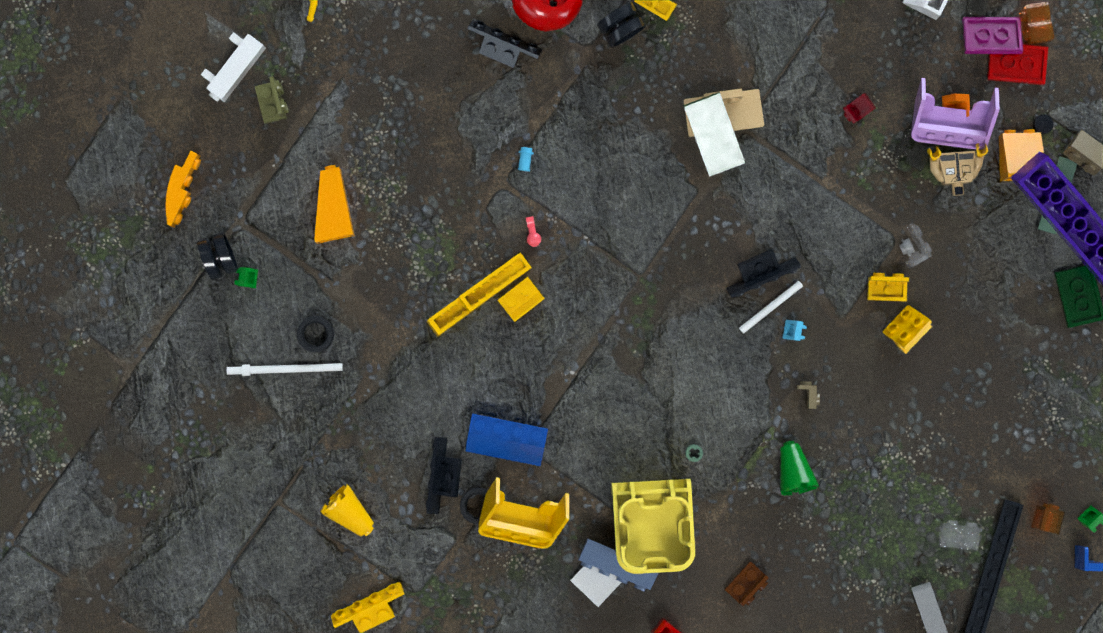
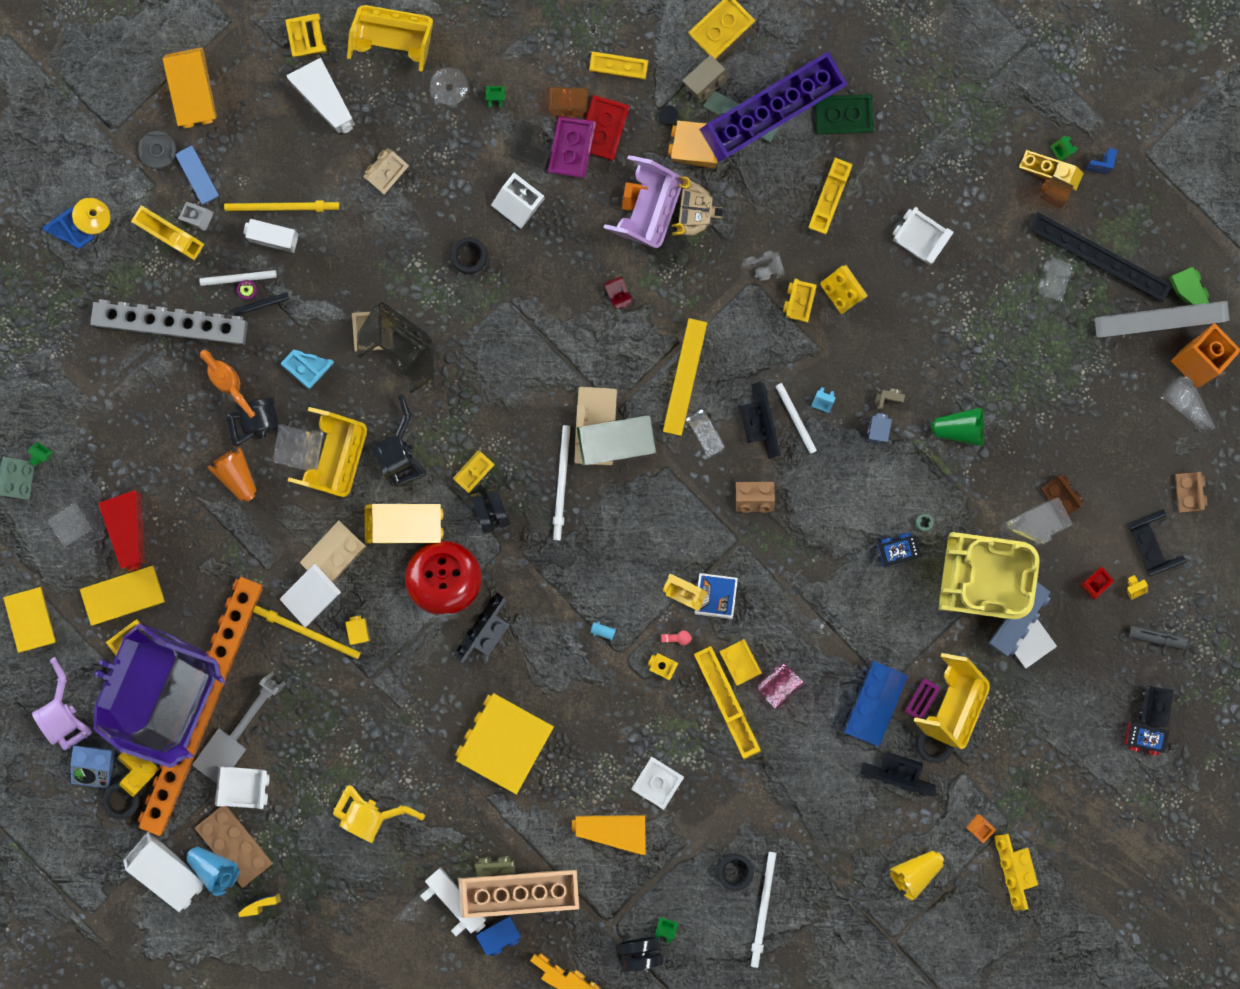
camera: 75 degrees left, 0 degrees up
(209, 116) = (498, 936): none -> blue brick
(253, 125) = (518, 893): none -> light nougat brick
(387, 241) = (657, 783): none -> white tile
(397, 84) = (504, 743): none -> yellow panel
(404, 566) = (981, 828): none -> orange slope
(502, 231) = (669, 669): none -> yellow brick
(505, 342) = (780, 685): none -> clear pink bracket
(535, 490) = (930, 685): none -> magenta tile
(578, 230) = (684, 592): none -> yellow hinge
(581, 262) = (720, 595): none -> slope
(624, 94) = (558, 520): none -> white bar
(661, 433) = (899, 550): none -> brick
(685, 281) = (755, 497): none -> medium nougat bracket
(716, 563) = (1038, 523): none -> clear windscreen
(738, 221) = (705, 433): none -> clear bracket
(777, 389) = (879, 429): none -> sand blue brick
(790, 190) = (685, 377): none -> yellow slope
(975, 395) = (921, 236): none -> white panel
(996, 297) = (830, 196): none -> yellow slope
(1070, 503) = (1047, 167): none -> yellow slope
(1081, 66) = (618, 65): none -> yellow tile

